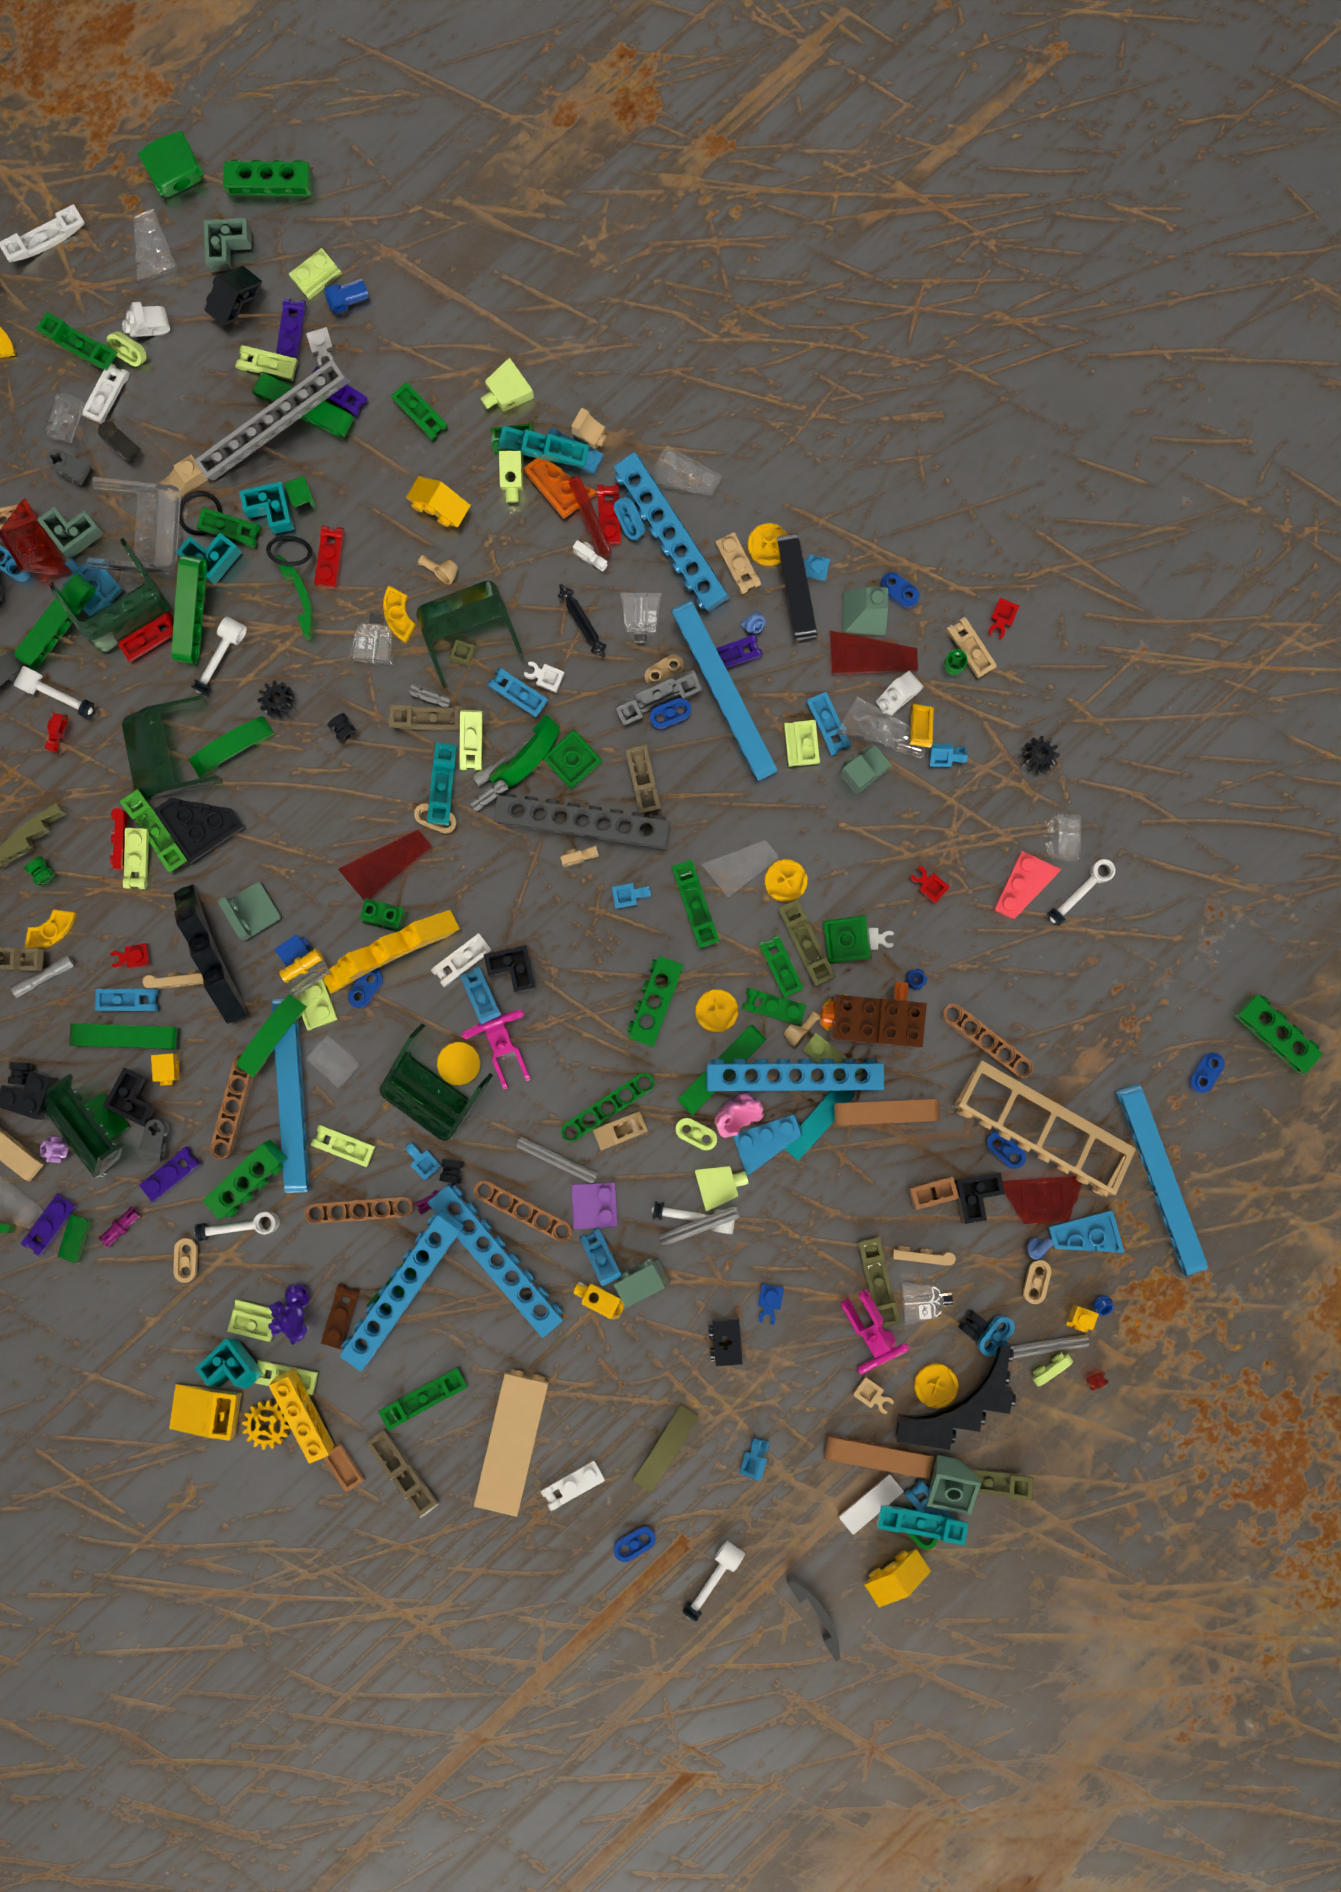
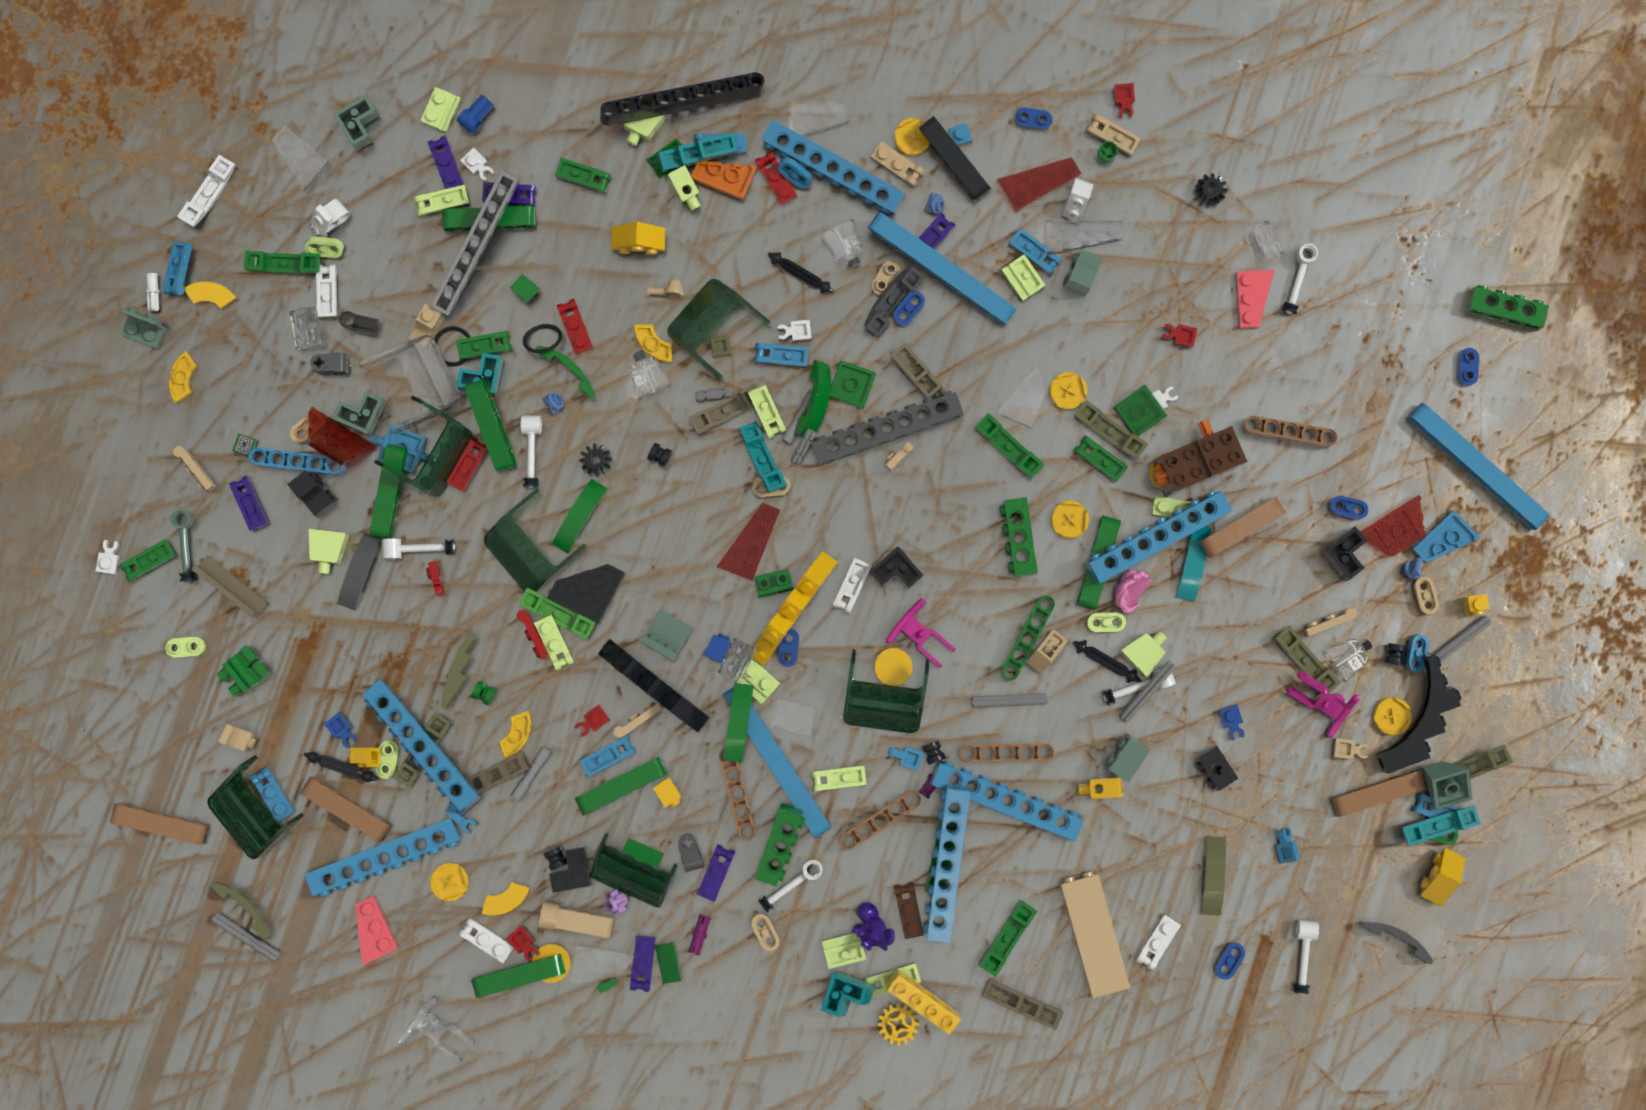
camera: 35 degrees left, 0 degrees up
(124, 1099) = (650, 834): black brick -> none
(171, 164) = (279, 82): green piece -> none
(205, 1411) = (844, 1040): yellow slope -> none
(229, 294) = (384, 160): black brick -> none
(267, 620) = (553, 402): none -> medium blue plate
(269, 501) = (505, 307): teal brick -> none
(276, 185) = (358, 63): green brick -> none
(301, 965) = (731, 655): yellow pin -> none
(344, 1468) = (976, 1025): medium nougat tile -> none
(480, 995) = (882, 604): dark azure plate -> none
(545, 386) = (676, 105): none -> black beam
(586, 552) = (778, 218): white plate -> none
(588, 430) = (726, 121): tan arch -> none
(589, 516) = (763, 187): clear red axle -> none
(594, 1205) = (1057, 719): medium lavender plate -> none
(600, 1257) = (1085, 755): dark azure plate -> none
(626, 895) = (952, 467): dark azure plate -> none
(675, 1173) = (1106, 661): none -> black wheel
(765, 1141) = (1162, 599): dark azure wing -> none
(775, 1007) = (1113, 492): green plate -> none
(796, 1034) = (1140, 505): tan bar -> none
(865, 611) = (1016, 149): sand green slope -> none
(869, 1504) = (1392, 832): white tile -> none
(916, 985) = (1209, 408): blue plate -> none
(921, 725) = (1108, 215): yellow tile -> none
(933, 1193) = (1312, 569): medium nougat brick -> none
(943, 754) = (1138, 228): dark azure plate -> none
(1055, 1110) = (1409, 457): tan window -> none
(1059, 1364) = (1476, 649): yellowish green plate -> none
(1097, 1380) = (1512, 645): clear red bush -> none
(1103, 1305) = (1486, 586): blue plate -> none

